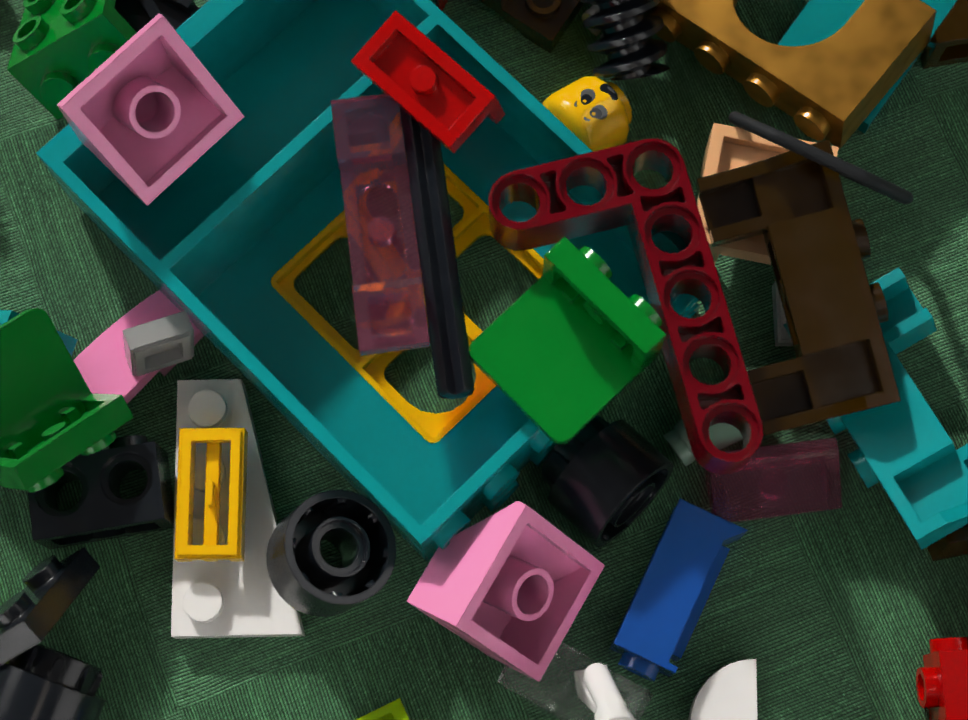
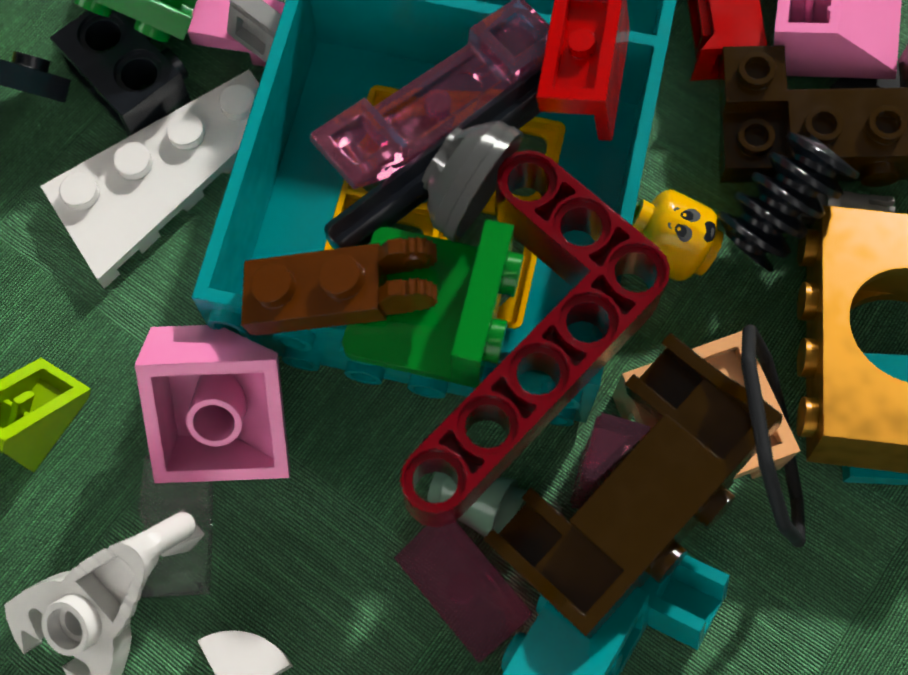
camera: 55 degrees right, 5 degrees down
(211, 550) = (170, 149): yellow tile -> none
(358, 533) = (153, 217): black piece -> none
(485, 244) = (465, 174): none -> dark grey piece
(502, 417) = (336, 286): none -> reddish brown hinge
(604, 478) = (365, 432): black piece -> none
(673, 590) = (304, 552): blue window -> none
(753, 301) = (604, 450): none -> clear pink slope

